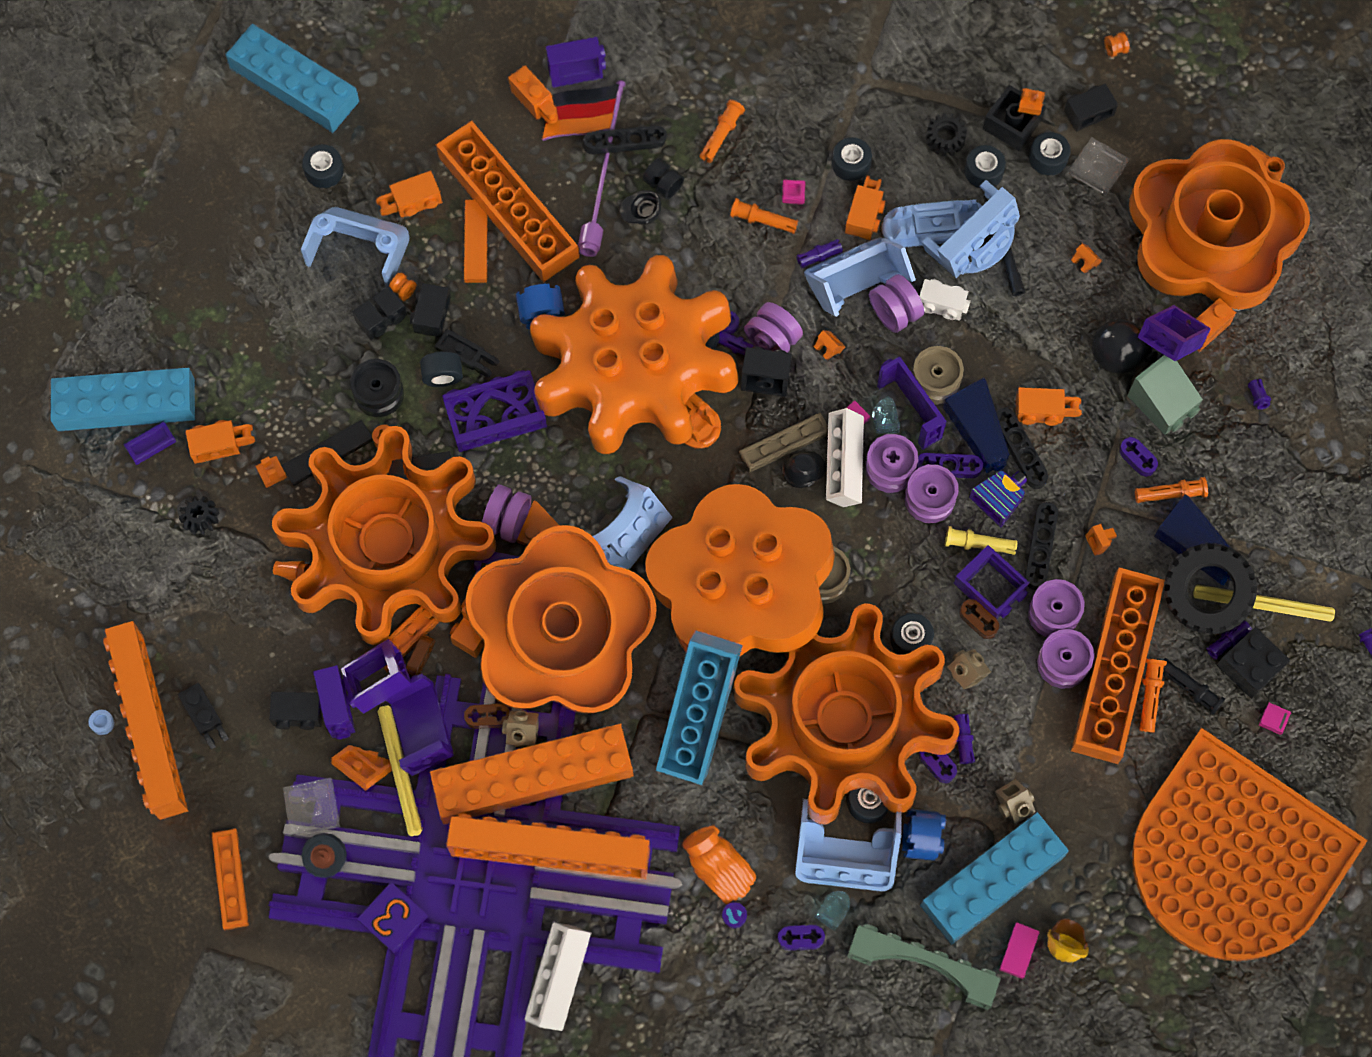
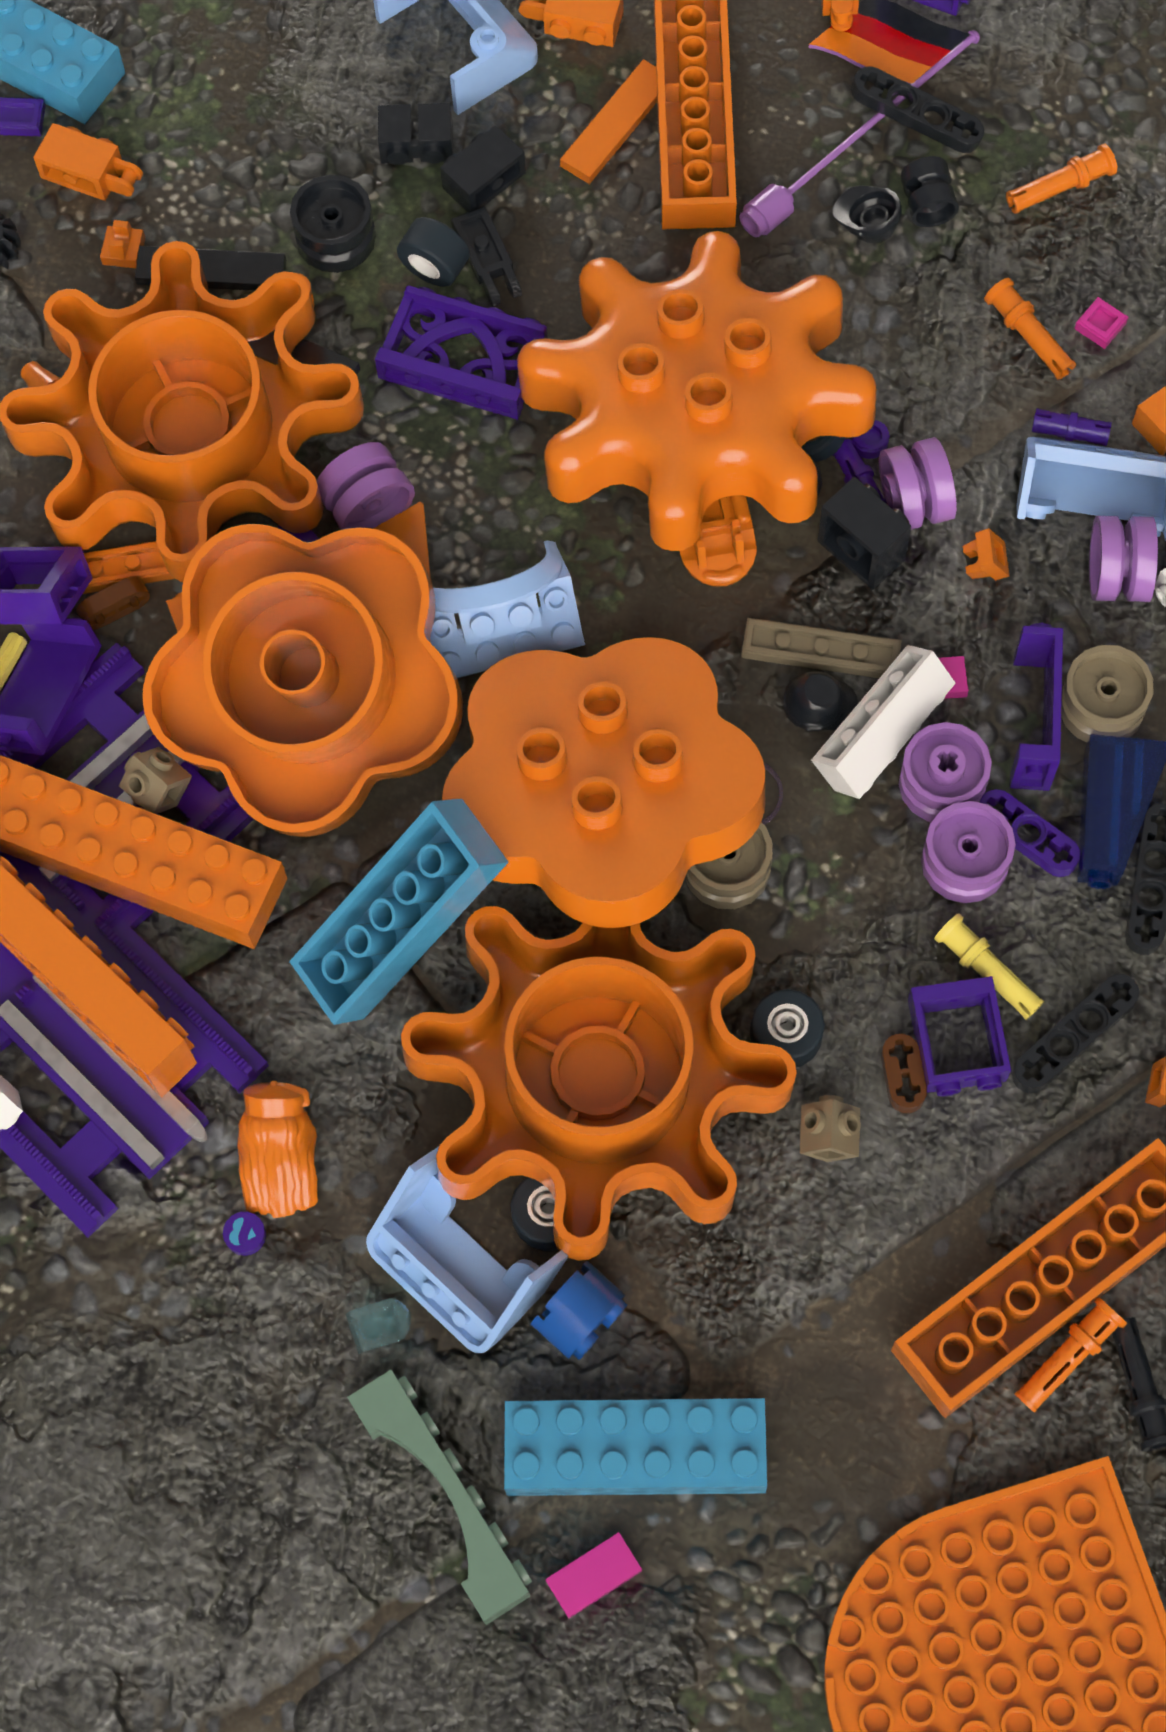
camera: 40 degrees right, 0 degrees up
(403, 286) = (471, 116): orange wheel -> none
(486, 710) = (130, 724): reddish brown beam -> none
(539, 300) = (632, 244): blue brick -> none
(801, 944) = (302, 1338): dark purple beam -> none
(886, 416) = (989, 705): clear light blue plate -> none
(935, 769) = (676, 1238): dark purple beam -> none
(964, 739) = (748, 1223): dark purple pin -> none
(999, 495) = (1068, 922): torso -> none
(1015, 801) = (749, 1362): dark tan brick -> none
(1052, 596) = (1008, 1115): medium lavender wheel -> none
(1065, 658) = (988, 1189): medium lavender wheel -> none
(1067, 941) = (668, 1613): piece -> none

